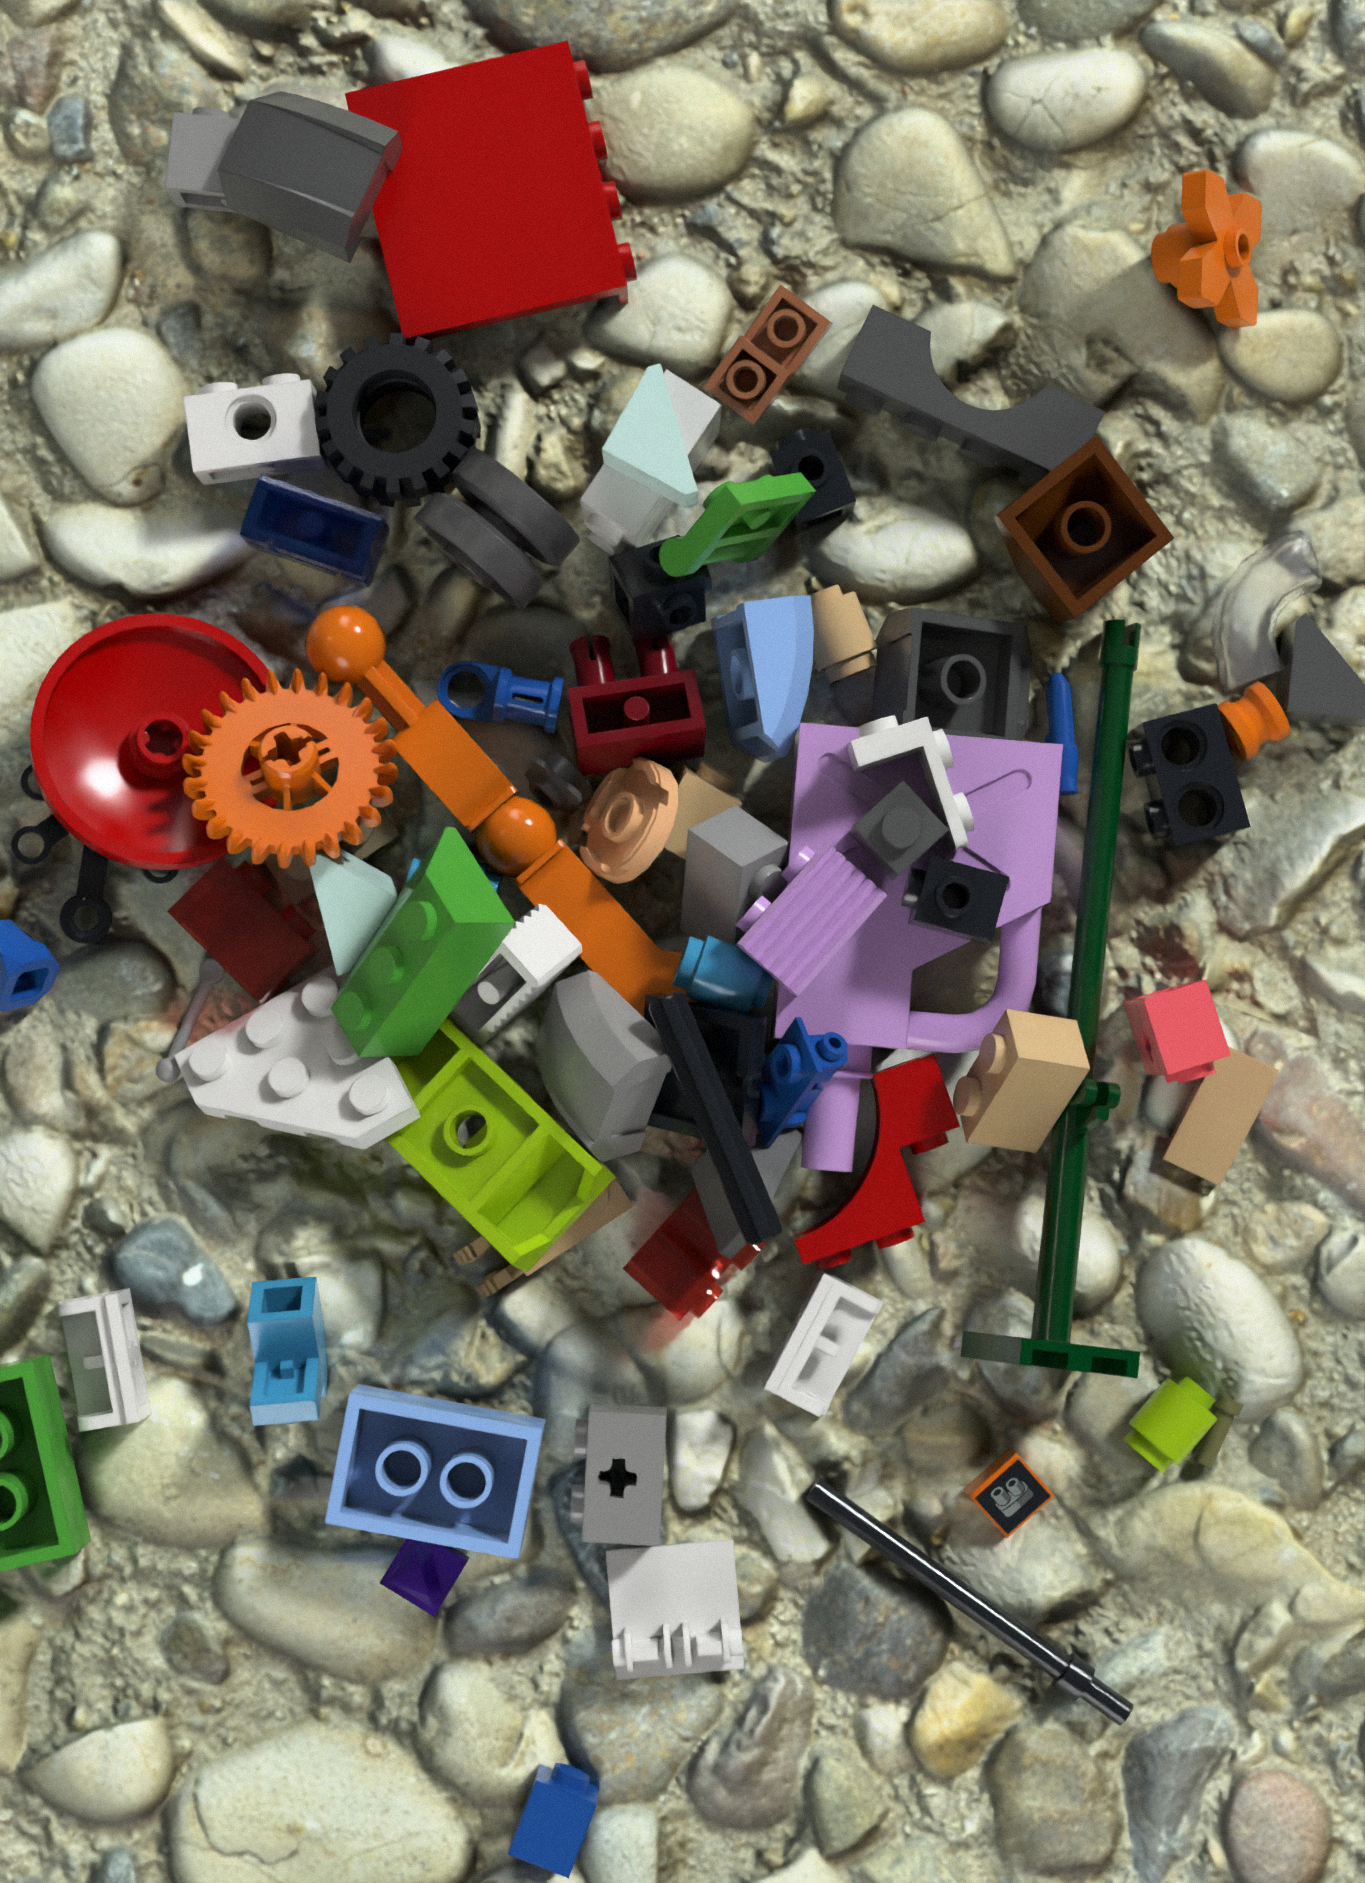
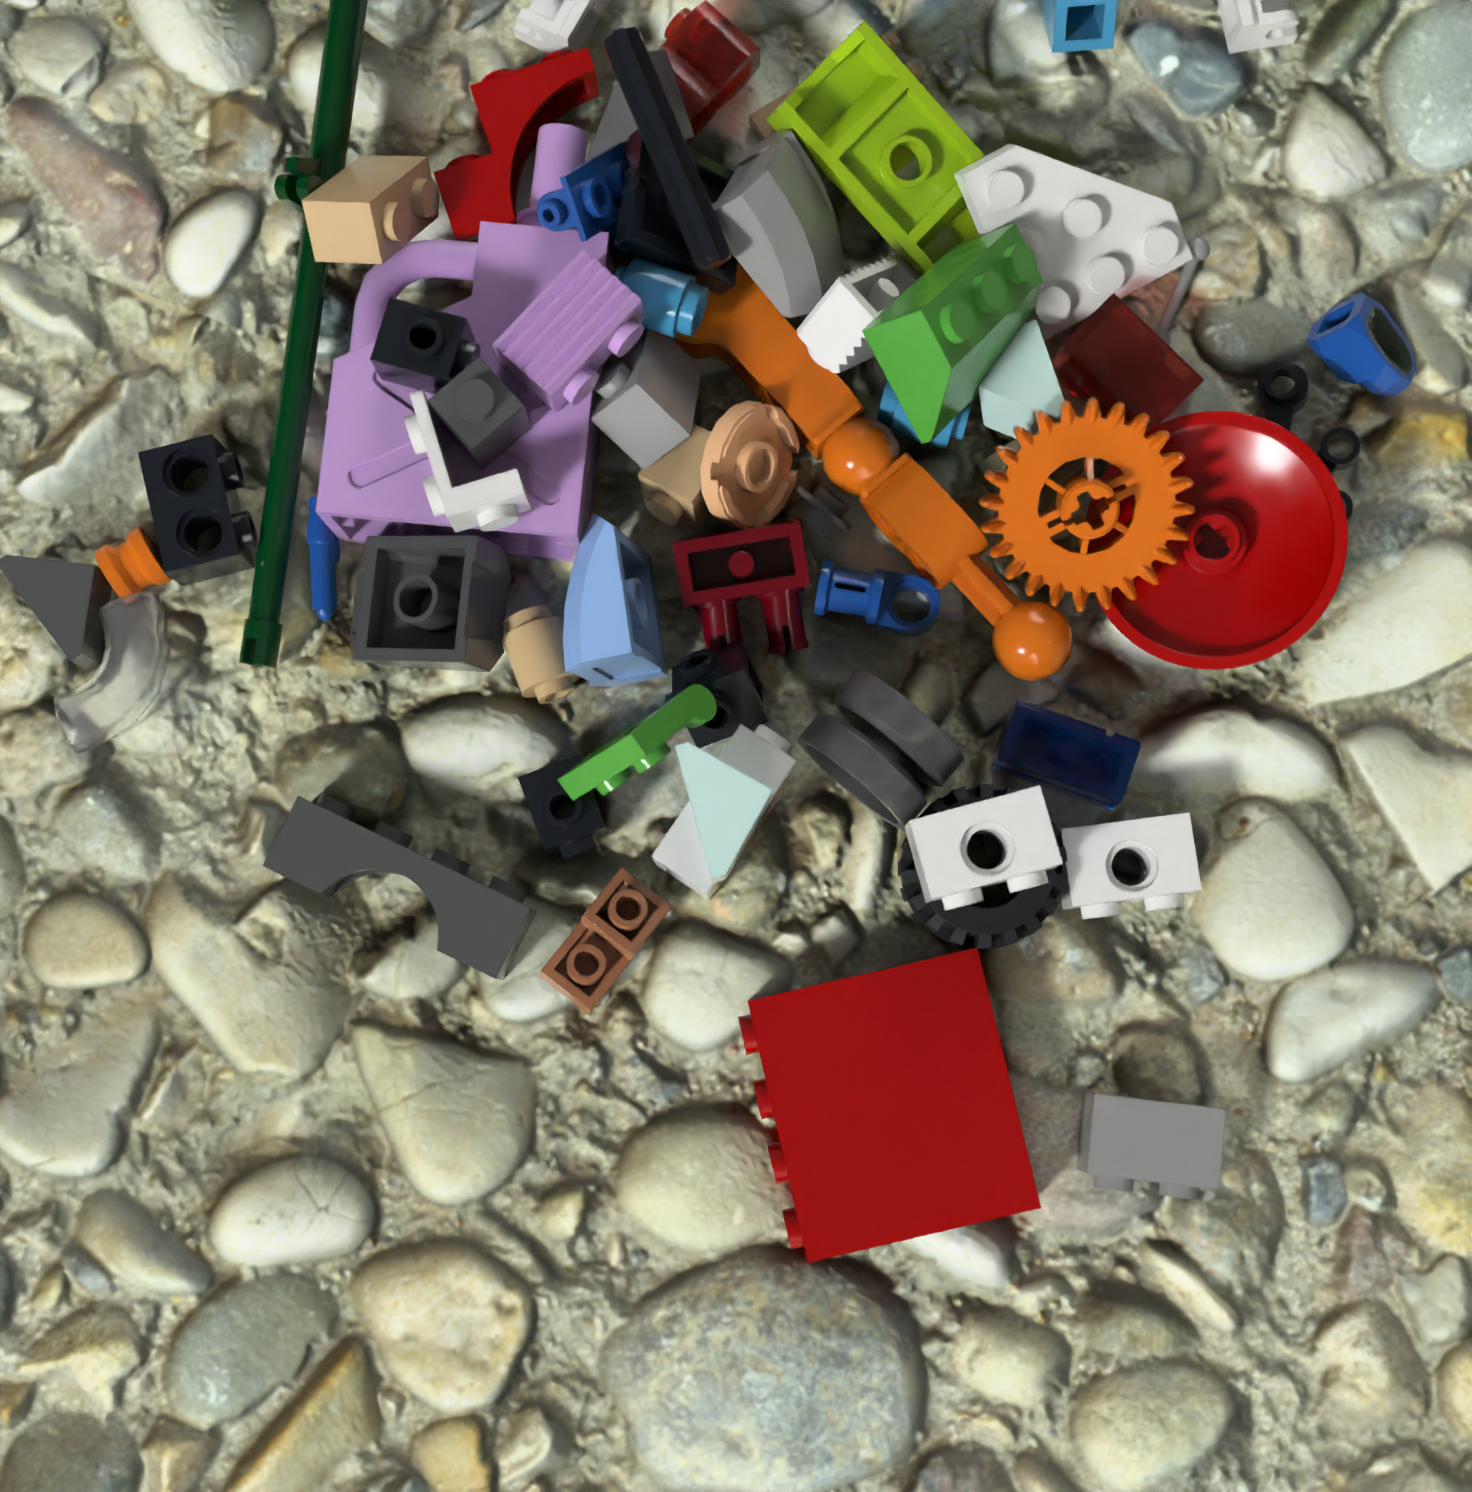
camera: 175 degrees left, 5 degrees down
(308, 169) = (1080, 1121): dark grey slope -> none
(433, 431) = (1014, 820): none -> white brick
(1080, 531) = (288, 739): reddish brown slope -> none
(1177, 1031) = (219, 259): coral brick -> none
(1212, 250) = (147, 1034): orange plant -> none
(1219, 1116) = (184, 200): tan slope -> none

